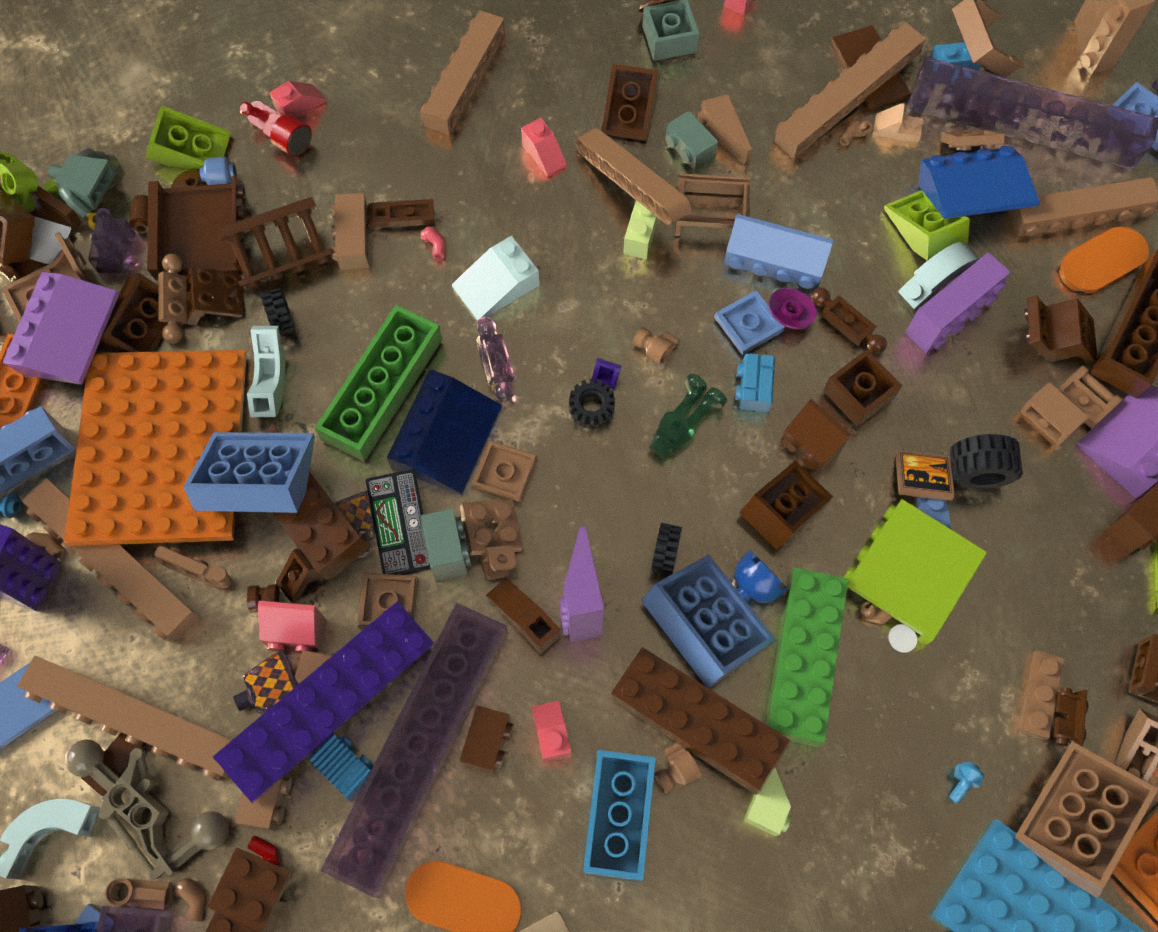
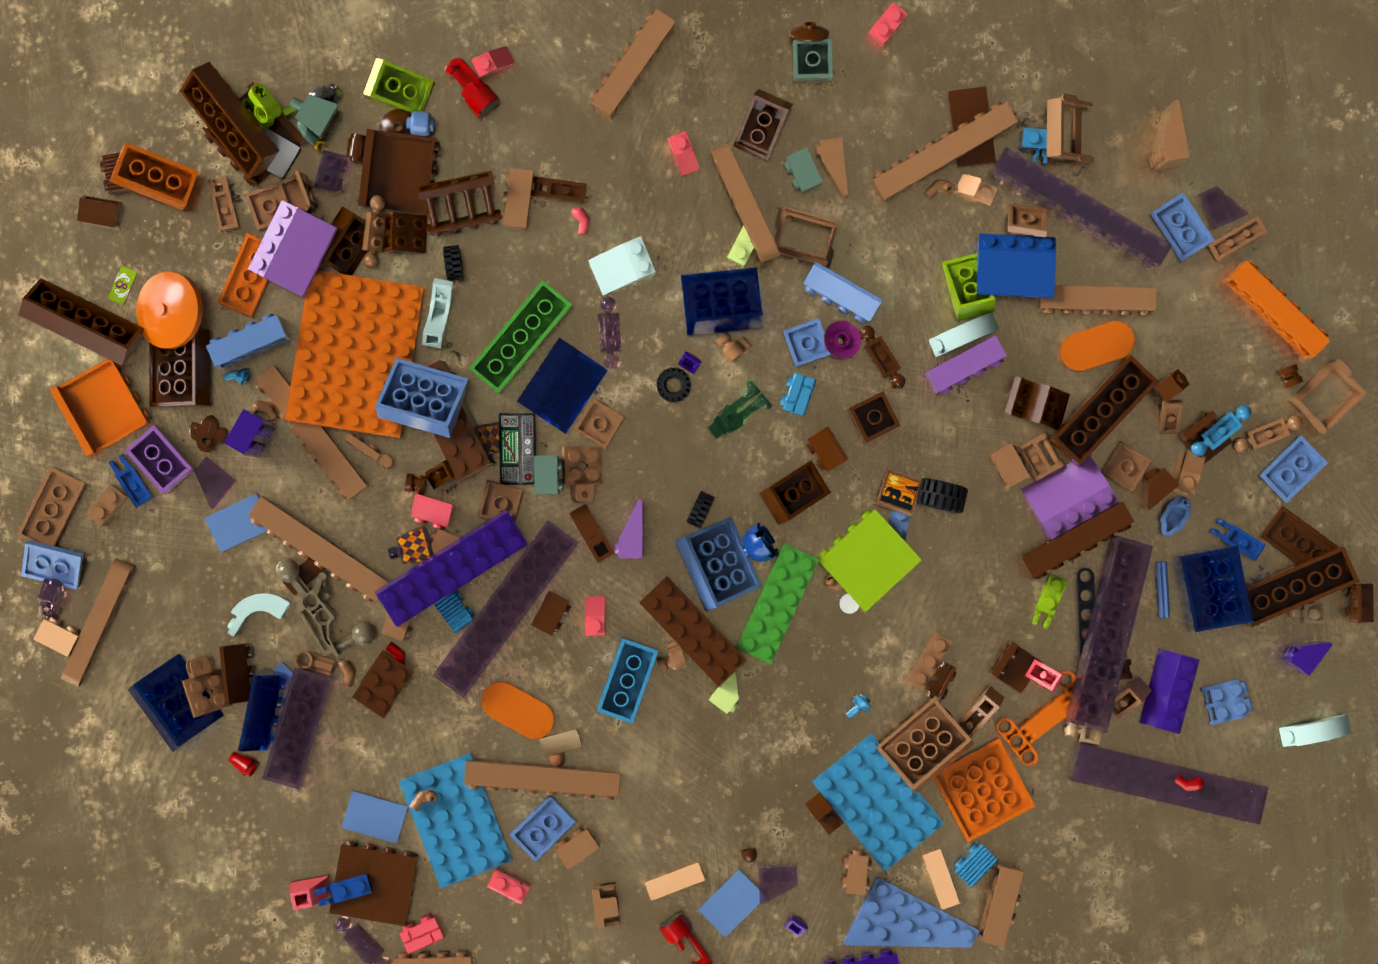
camera: 10 degrees right, 20 degrees up
(631, 297) = (722, 301): none -> clear blue slope

